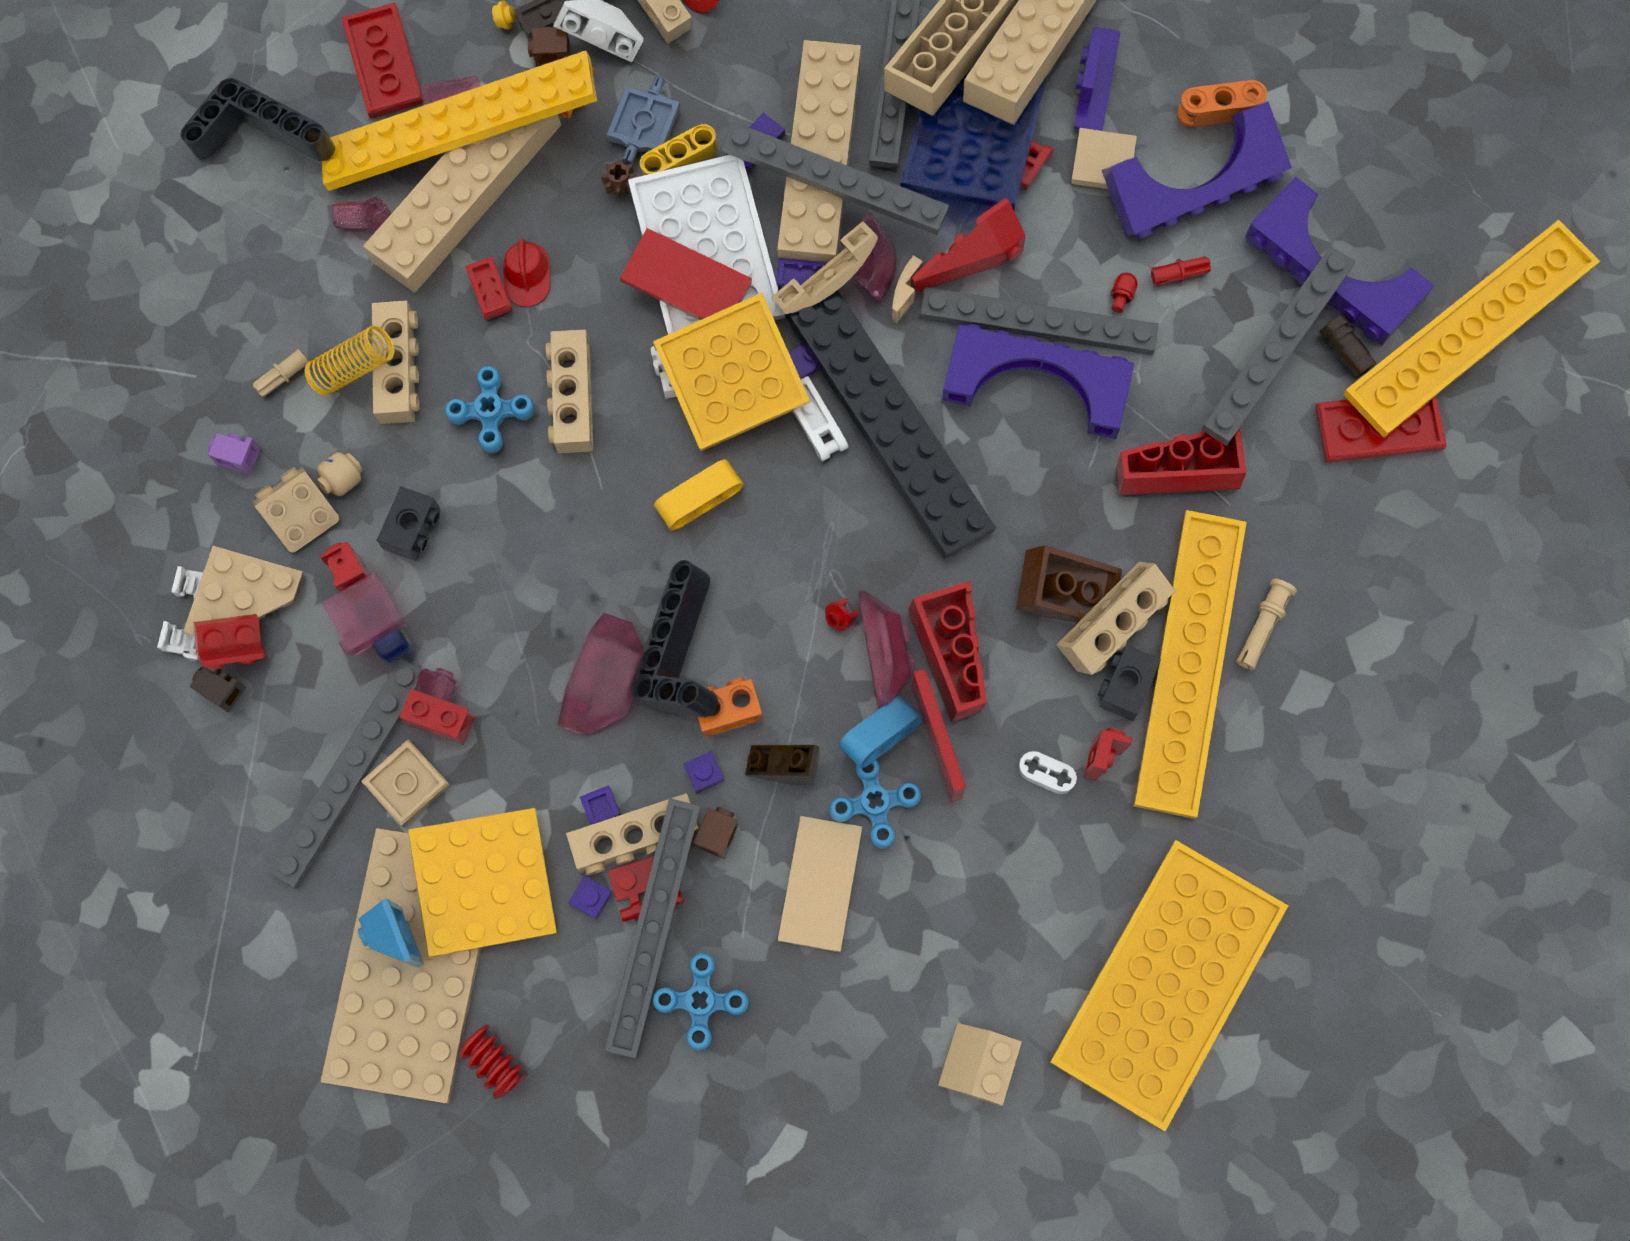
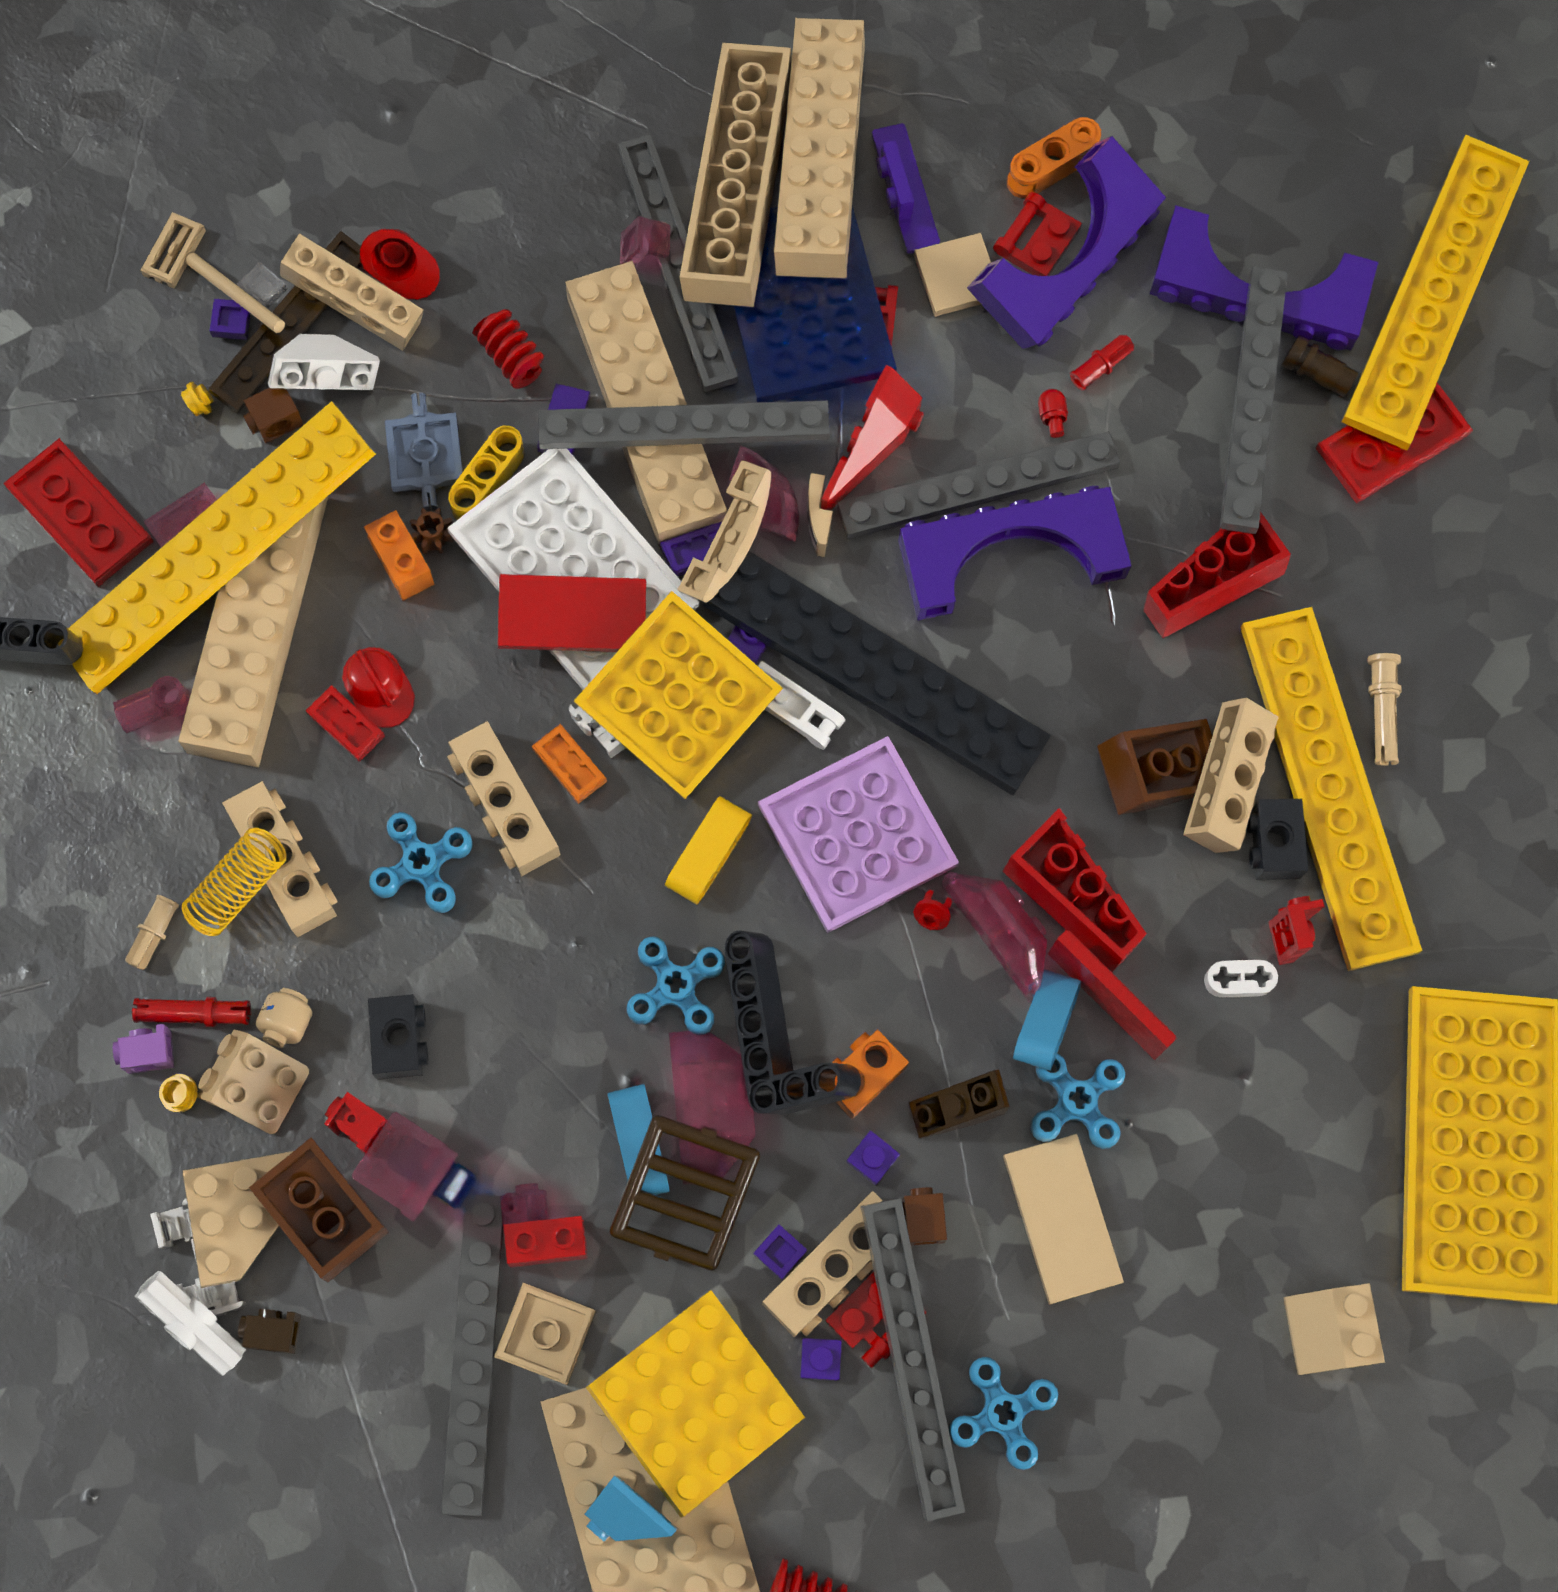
camera: 35 degrees left, 0 degrees up
(163, 653) = (190, 1323): none -> white piece
(228, 641) = (259, 1272): red bracket -> none
(240, 492) = (178, 1093): none -> yellow plate
(289, 445) = (192, 1011): none -> red pin
(291, 619) = (319, 1210): none -> reddish brown slope
(539, 679) = (631, 1120): none -> dark azure beam
(586, 186) = (399, 555): none -> orange brick
(589, 745) = (647, 1159): none -> dark brown bar
(623, 568) = (666, 972): none -> dark azure gear
(631, 388) = (569, 763): none -> orange plate
(742, 72) = (509, 348): none -> red piece
(814, 533) = (858, 834): none -> lavender plate
(881, 35) = (644, 238): none -> clear pink bracket
(1184, 165) = (1047, 242): none -> red plate

